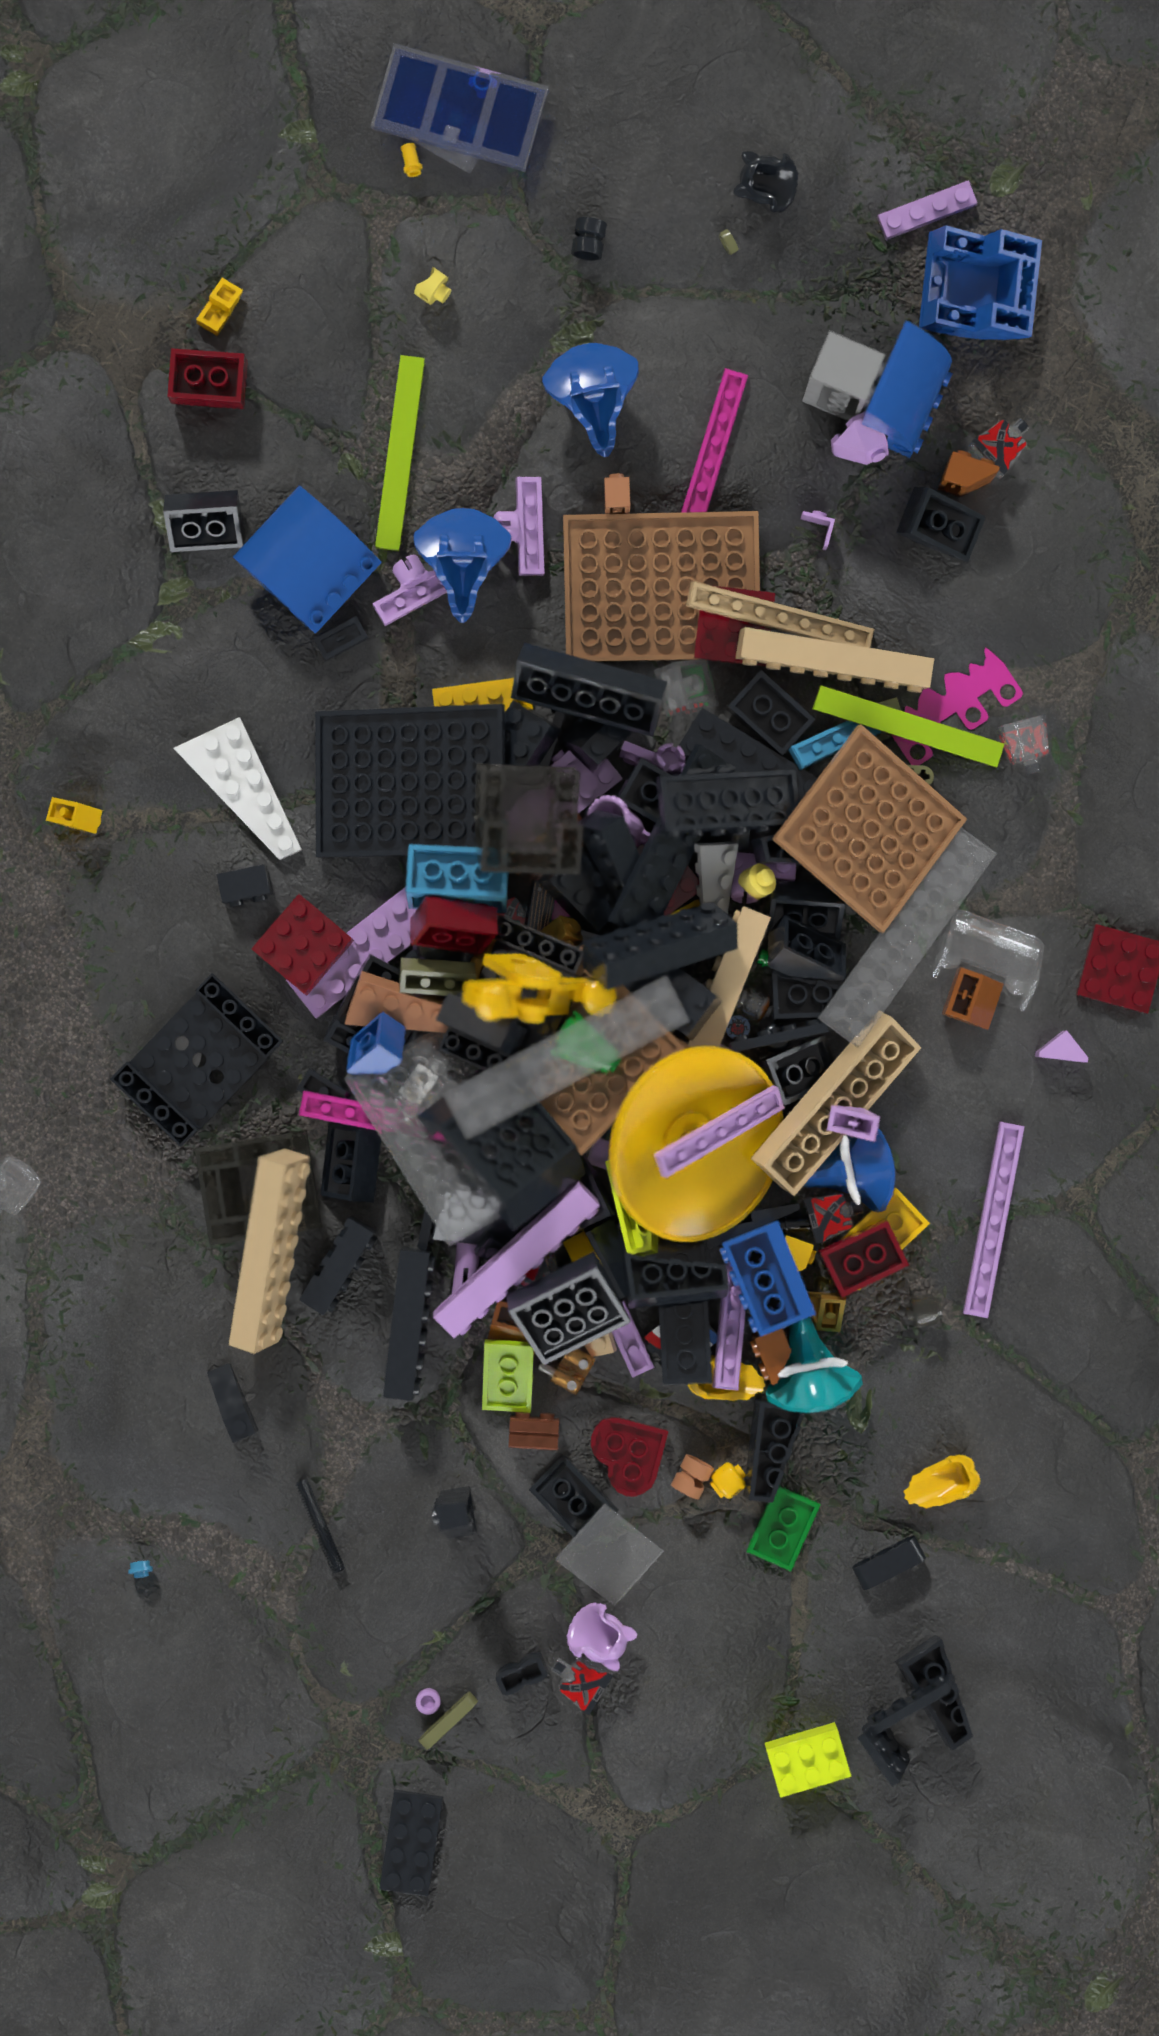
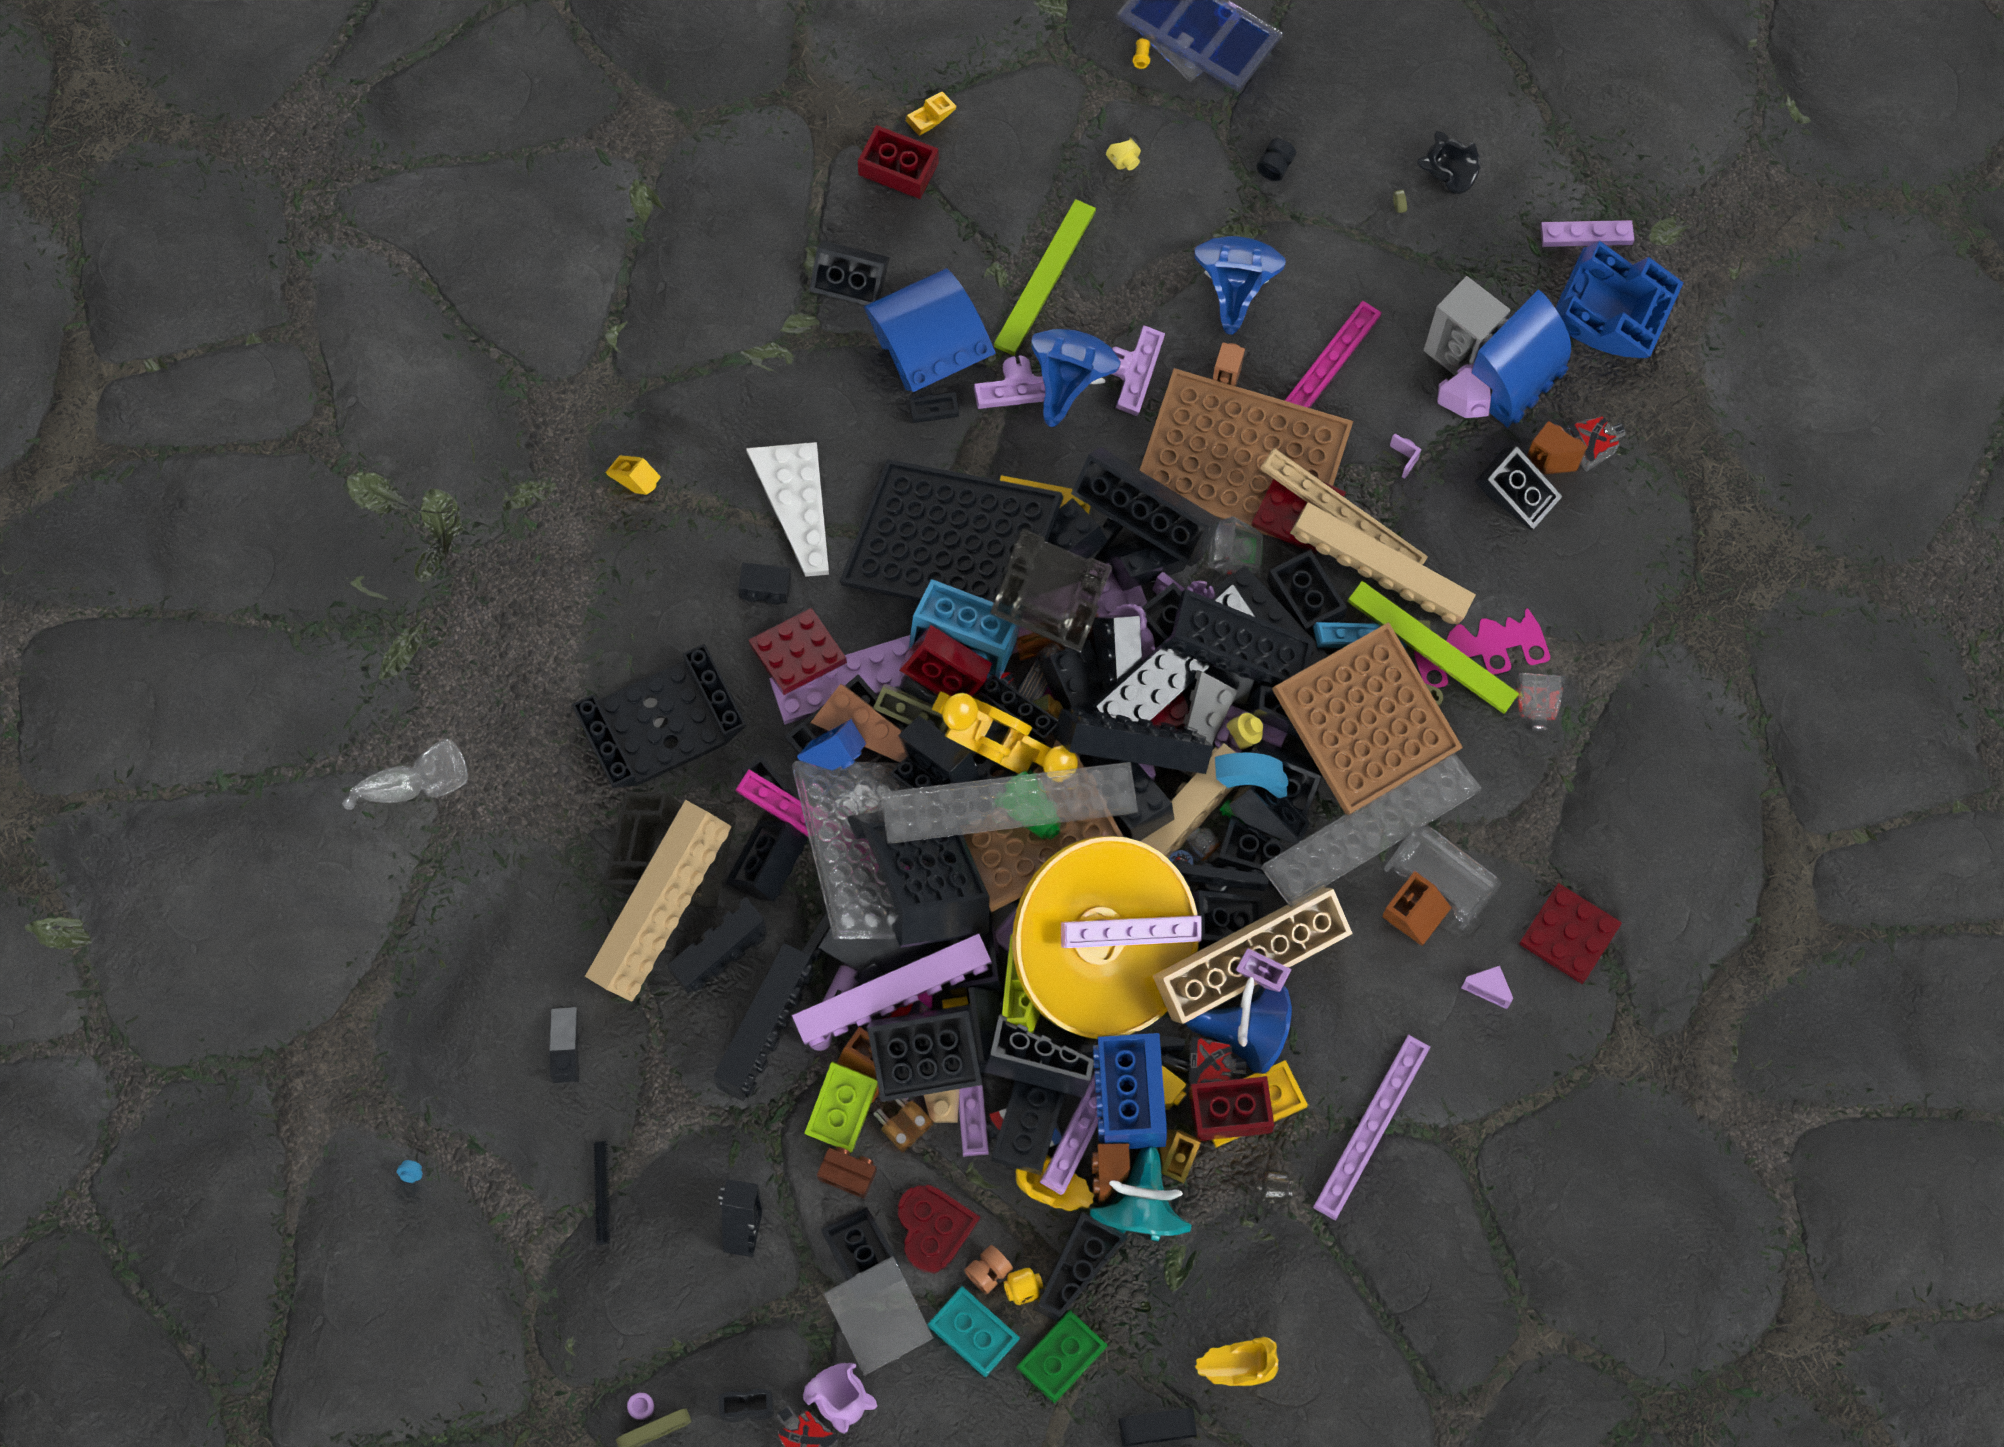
camera: 15 degrees right, 20 degrees down
(697, 1533) = (973, 1331): none -> teal tile
(779, 930) = (1252, 769): none -> dark azure arch

